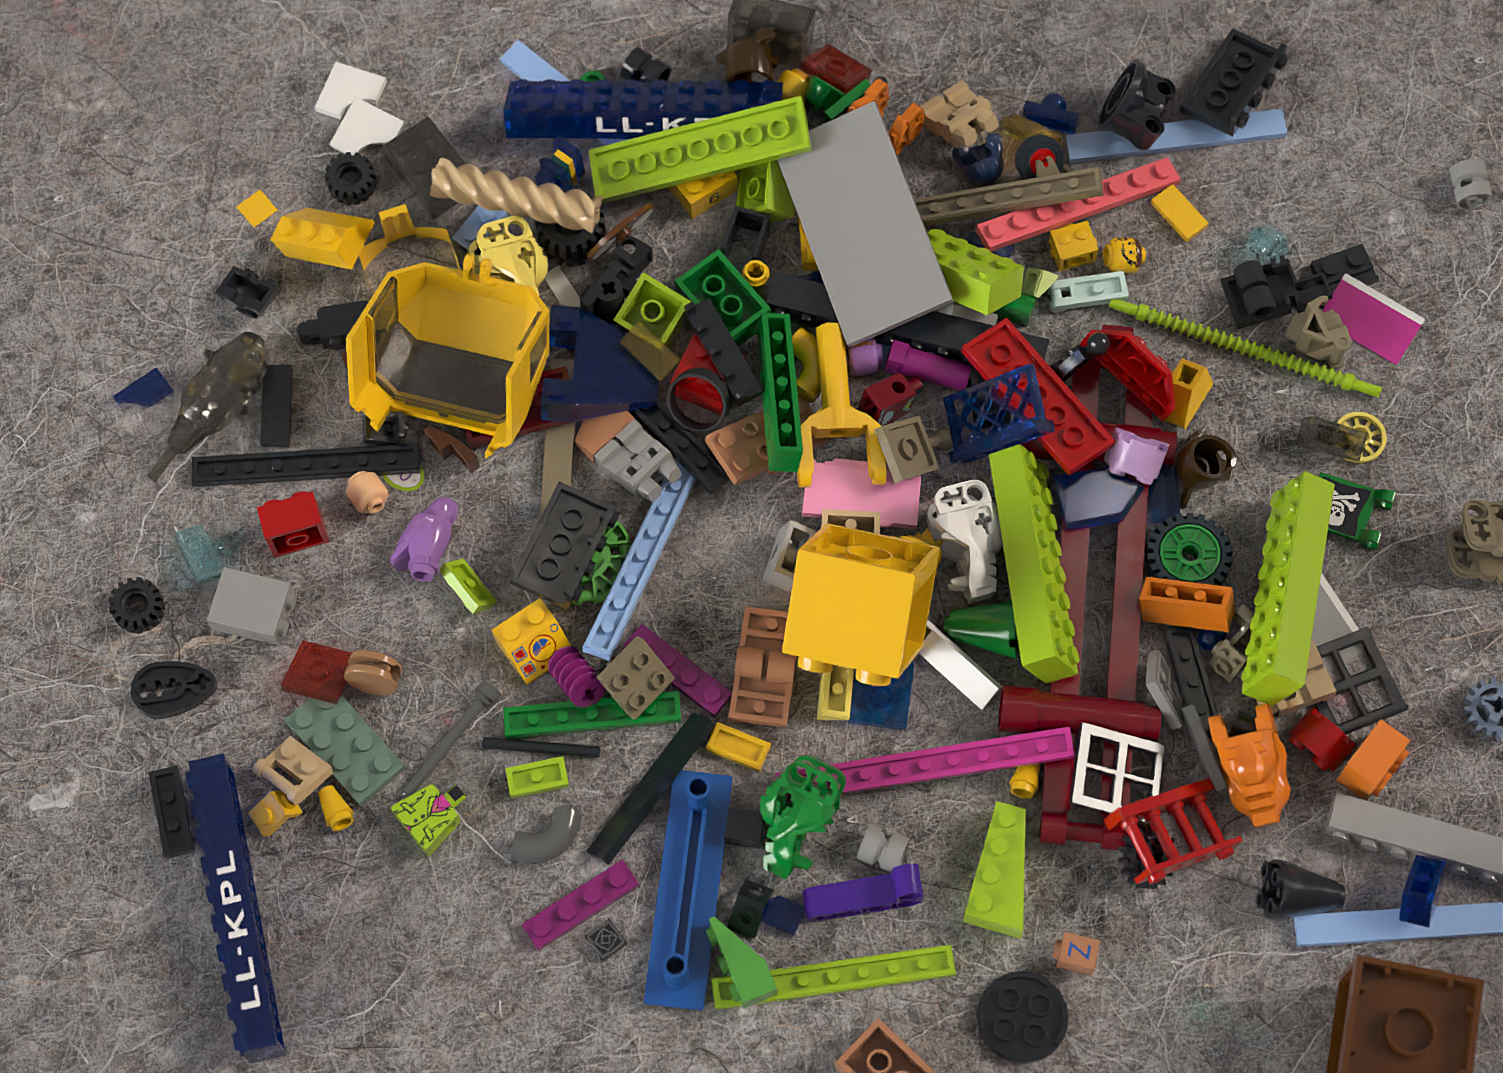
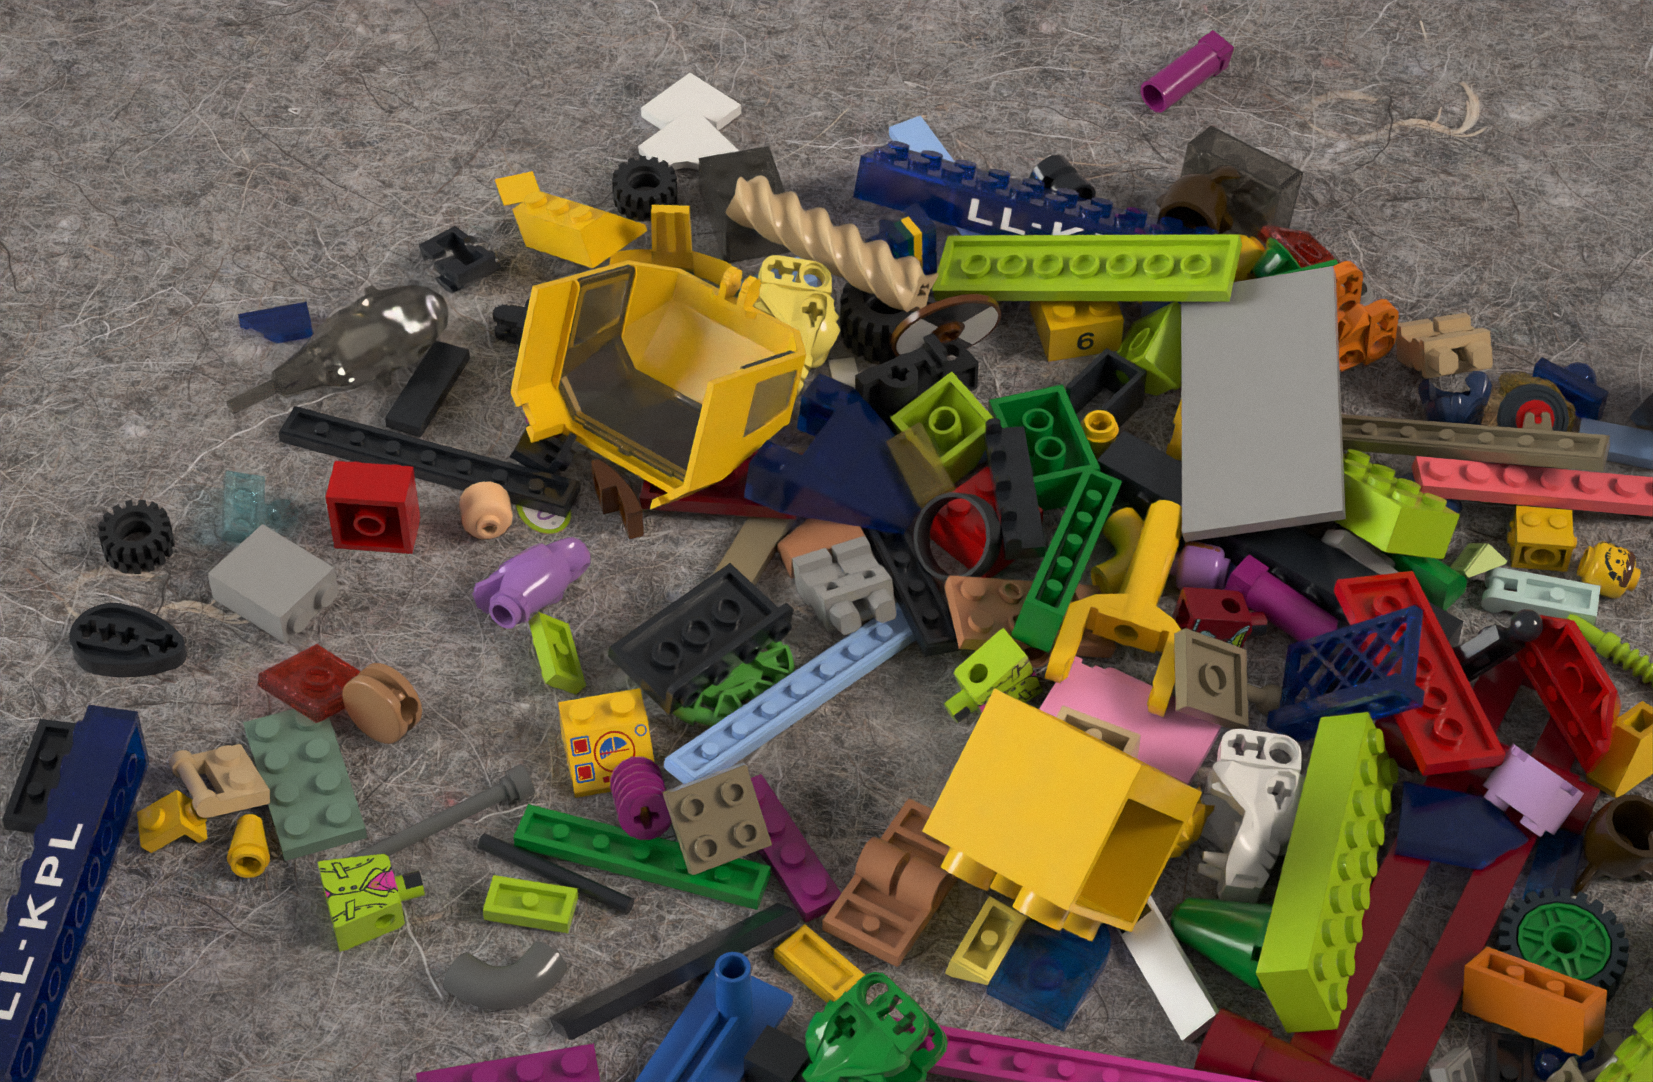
camera: 20 degrees right, 20 degrees down
(765, 488) = (994, 665): none -> lime torso

